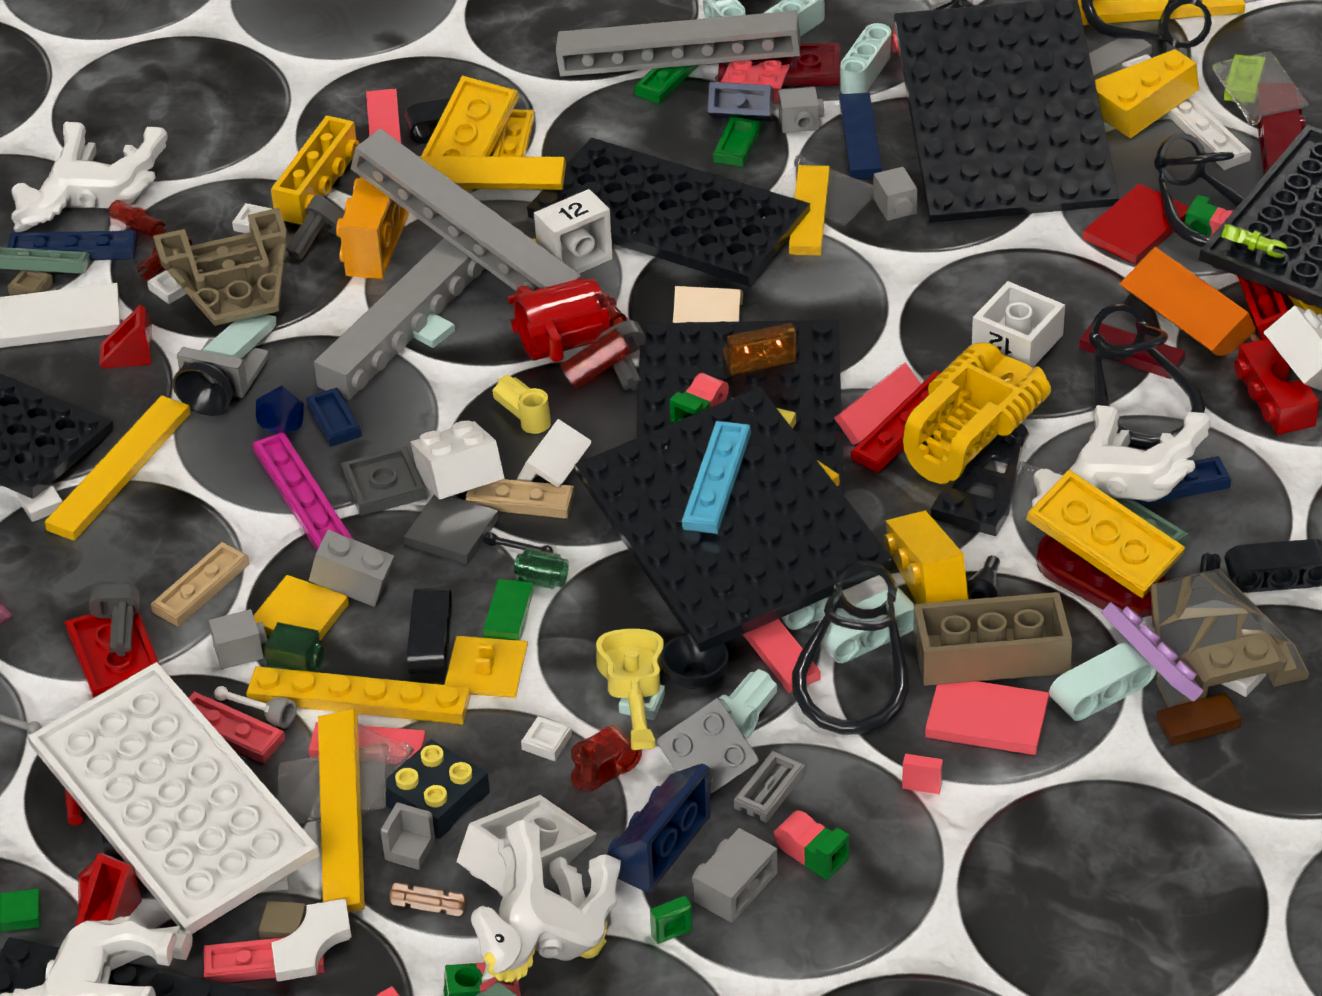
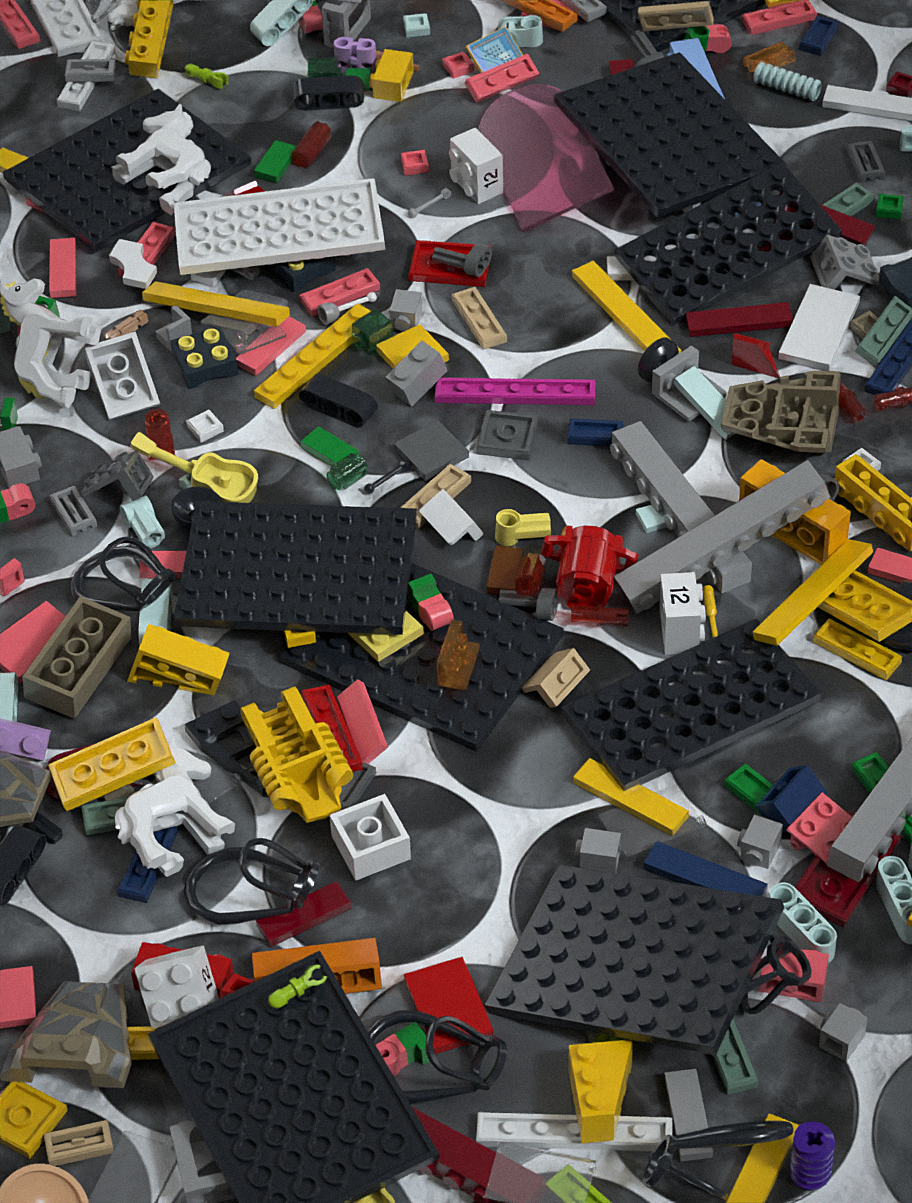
camera: 120 degrees right, 5 degrees up
(76, 376) = (739, 319): none -> dark red tile
(279, 411) = (612, 402): clear blue brick -> none
(281, 919) = (166, 265): dark tan tile -> none
(457, 459) = (477, 458): white brick -> none
(487, 665) = (292, 423): yellow piece -> none
(590, 399) = (504, 569): none -> reddish brown tile
(663, 828) = (74, 433): dark blue slope -> none
(716, 477) = (325, 558): medium azure tile -> none
(984, 582) = (136, 688): black cone -> none

